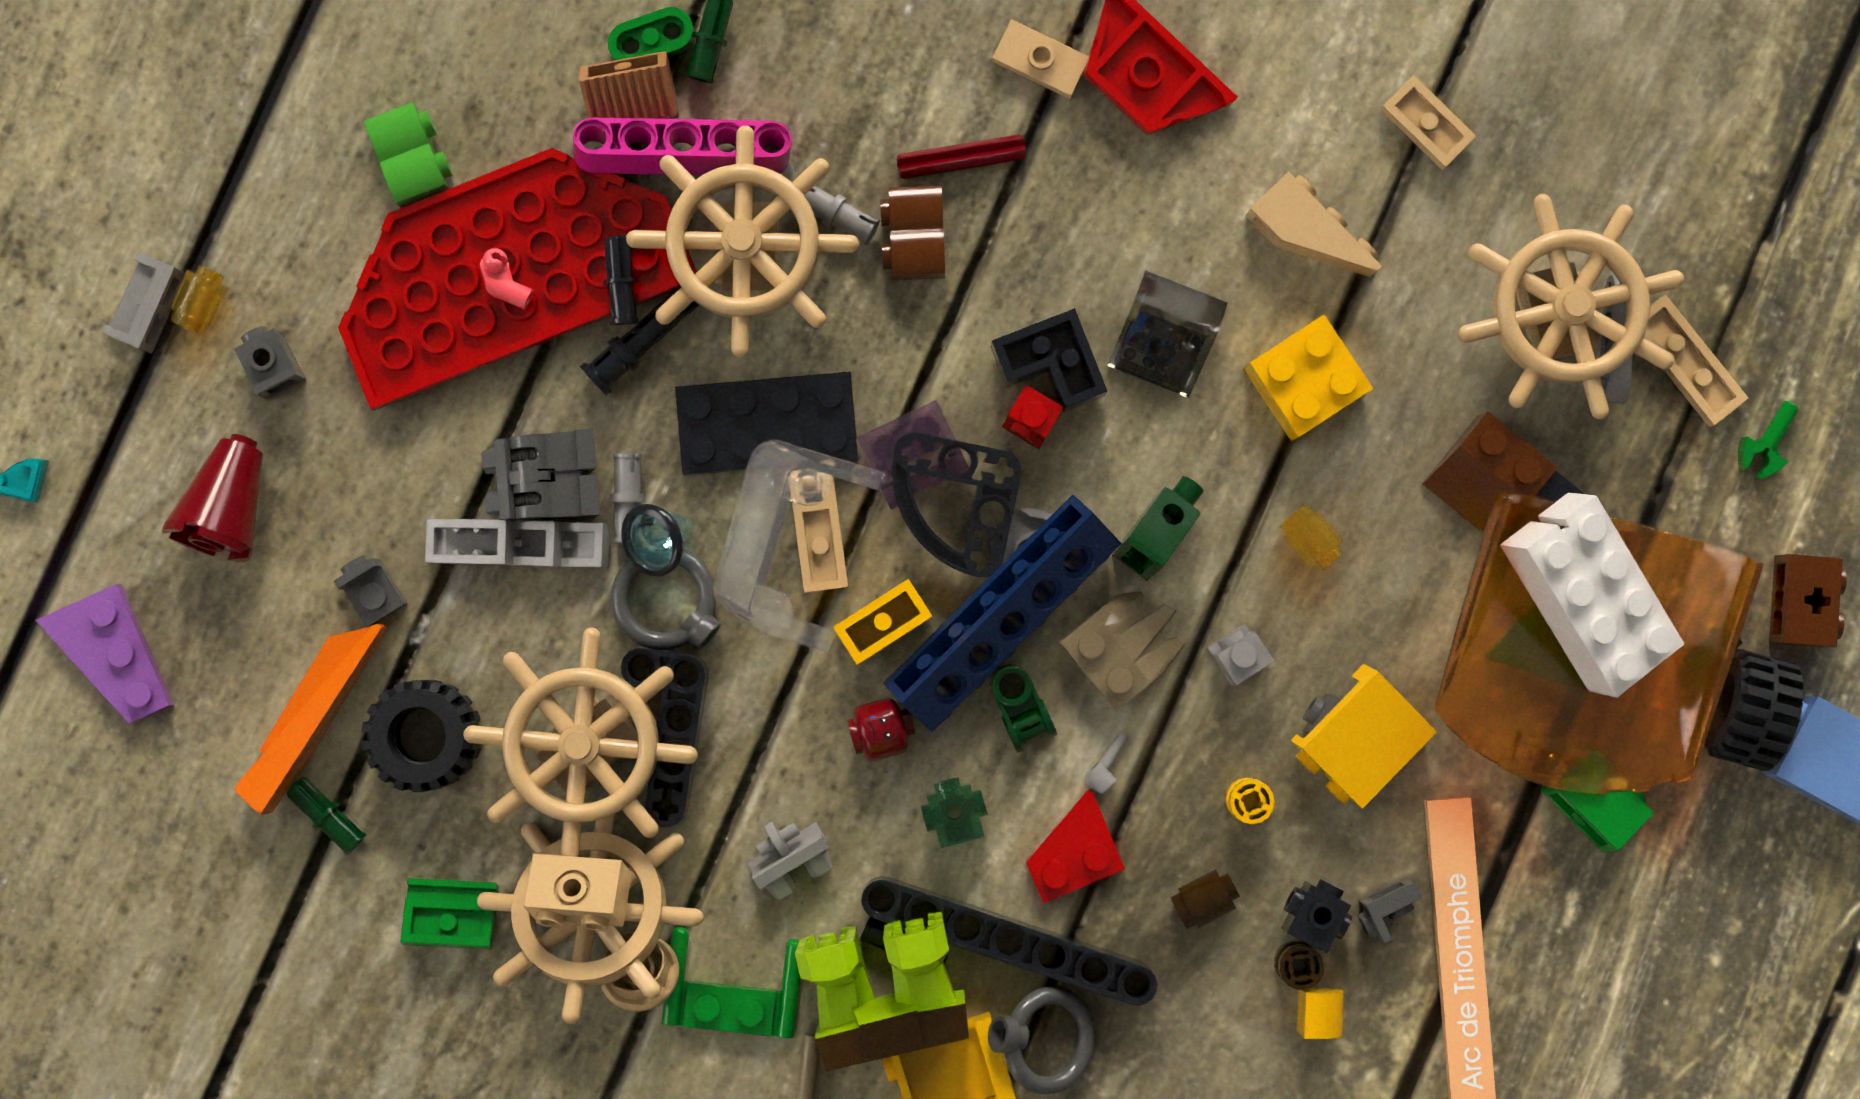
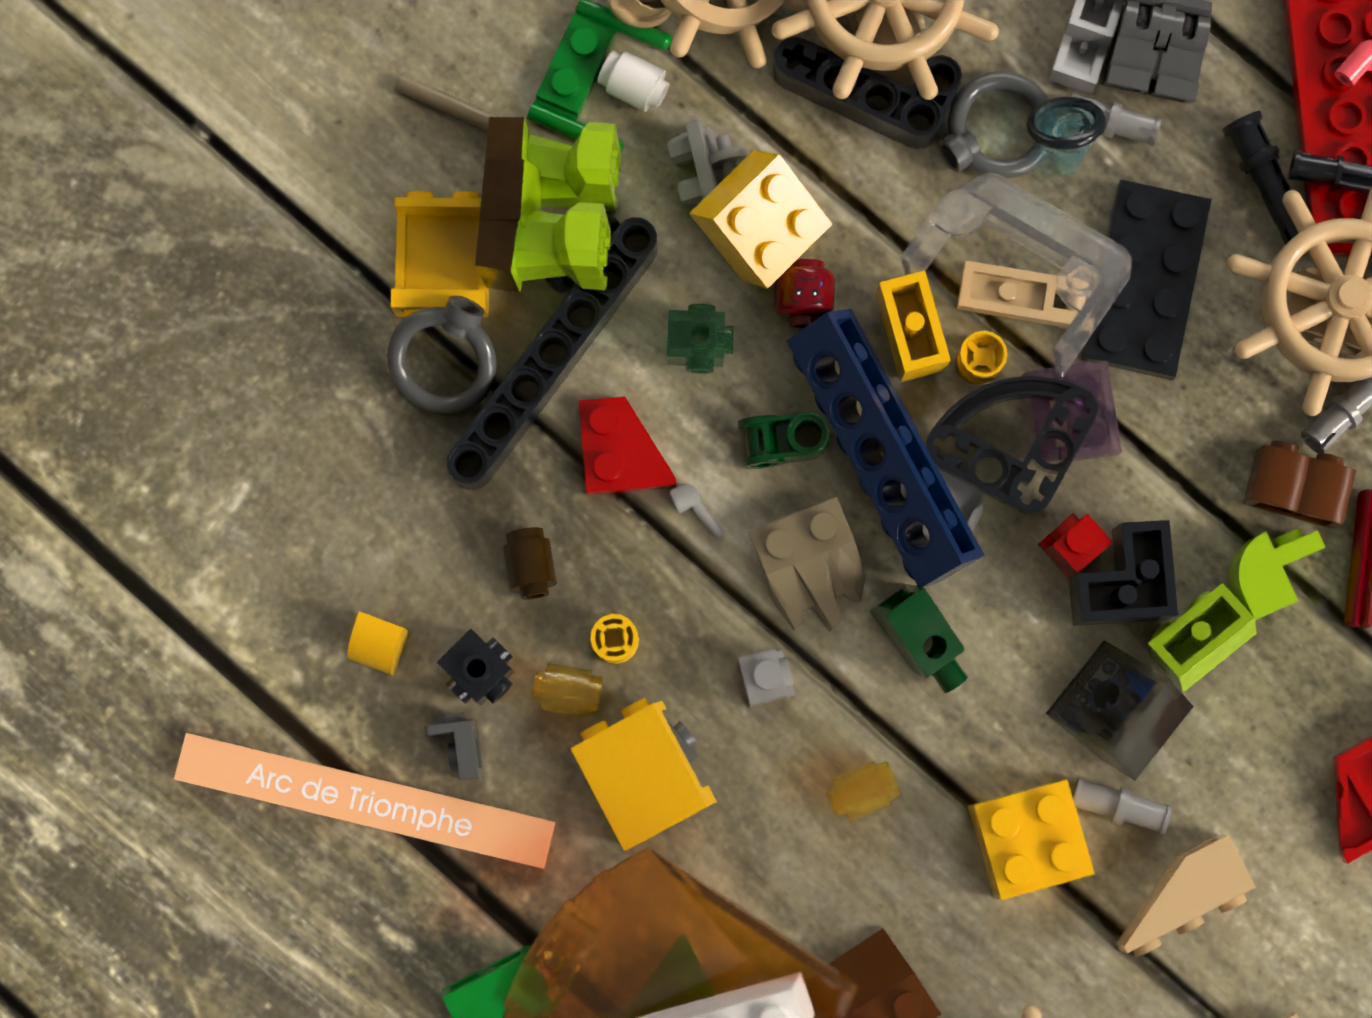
camera: 110 degrees right, 5 degrees down
(729, 949) = (633, 80): none -> white brick
(828, 791) = (760, 218): none -> yellow brick
(894, 550) = (987, 351): none -> yellow wheel
(1002, 248) = (1258, 572): none -> lime brick
(1082, 281) = (1202, 637): none -> lime brick
(1250, 307) = (1121, 806): none -> light grey pin
(1292, 959) = (436, 639): dark brown wheel -> none
(1308, 827) = (568, 690): none -> clear yellow brick

